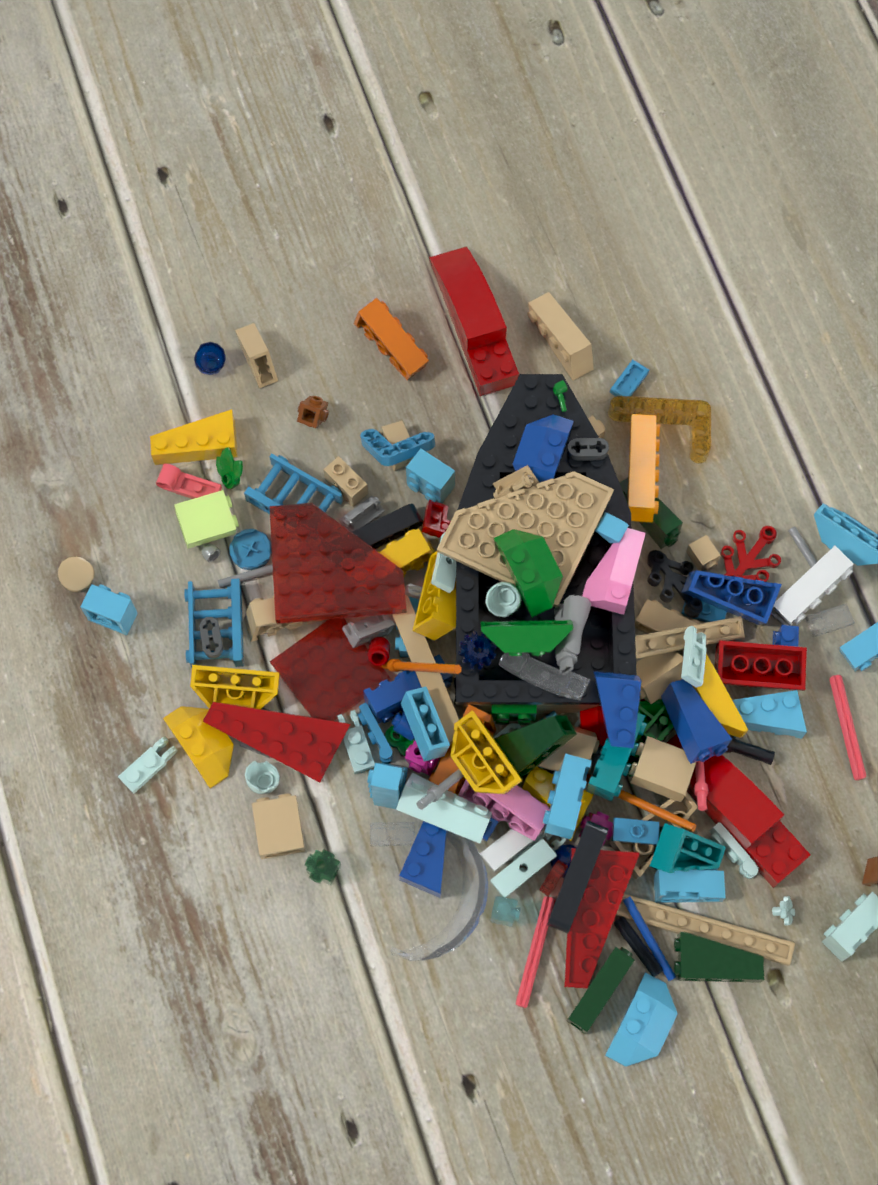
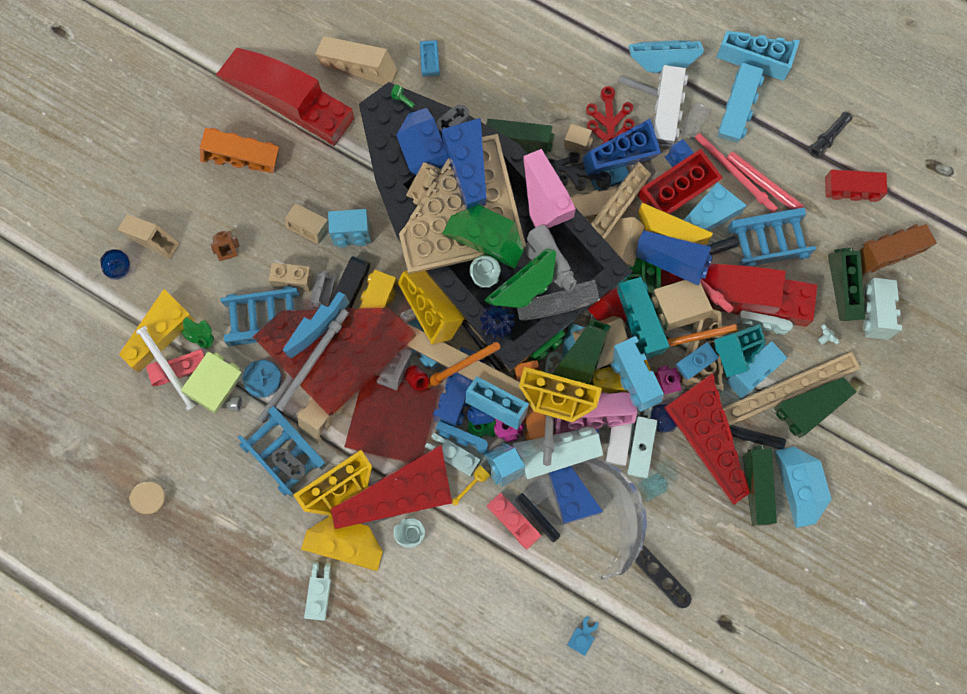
camera: 40 degrees left, 5 degrees up
(109, 609) = (195, 503): medium azure brick -> none
(179, 474) = (165, 366): none -> white bar
(278, 826) = (449, 557): tan brick -> none
(319, 538) = (311, 330): none -> dark azure slope
(328, 872) = (513, 560): clear green brick -> none
(331, 989) = (581, 639): none -> dark azure plate
(342, 550) = (334, 327): none -> light grey bar
(358, 841) = (514, 521): none -> coral plate
(361, 779) = (480, 475): none -> yellow hinge
(381, 854) = (537, 517): none -> black axle
(392, 454) = (311, 230): dark azure beam -> none
(435, 519) = (382, 257): red plate -> none
(444, 572) = (420, 281): light aqua tile -> none
(448, 993) = (660, 575): none -> black beam
(535, 952) = (694, 497): coral axle -> none
(553, 878) = (667, 437): clear red beam -> none
(568, 486) = (465, 154): none -> blue wedge
(577, 876) = (686, 423): black beam -> none
(611, 528) = (517, 163): medium azure slope -> none
(619, 703) = (626, 282): blue wedge -> none
(642, 466) = (491, 107): light orange brick -> none
(647, 935) = (760, 426): blue bar -> none
(670, 416) = (478, 61): clear yellow beam -> none
(694, 657) = (638, 211): light aqua hinge -> none
(825, 768) = (775, 220): none -> dark azure fence
(832, 737) = (760, 196): none -> coral bar
(843, 879) = (847, 283): none -> dark green slope

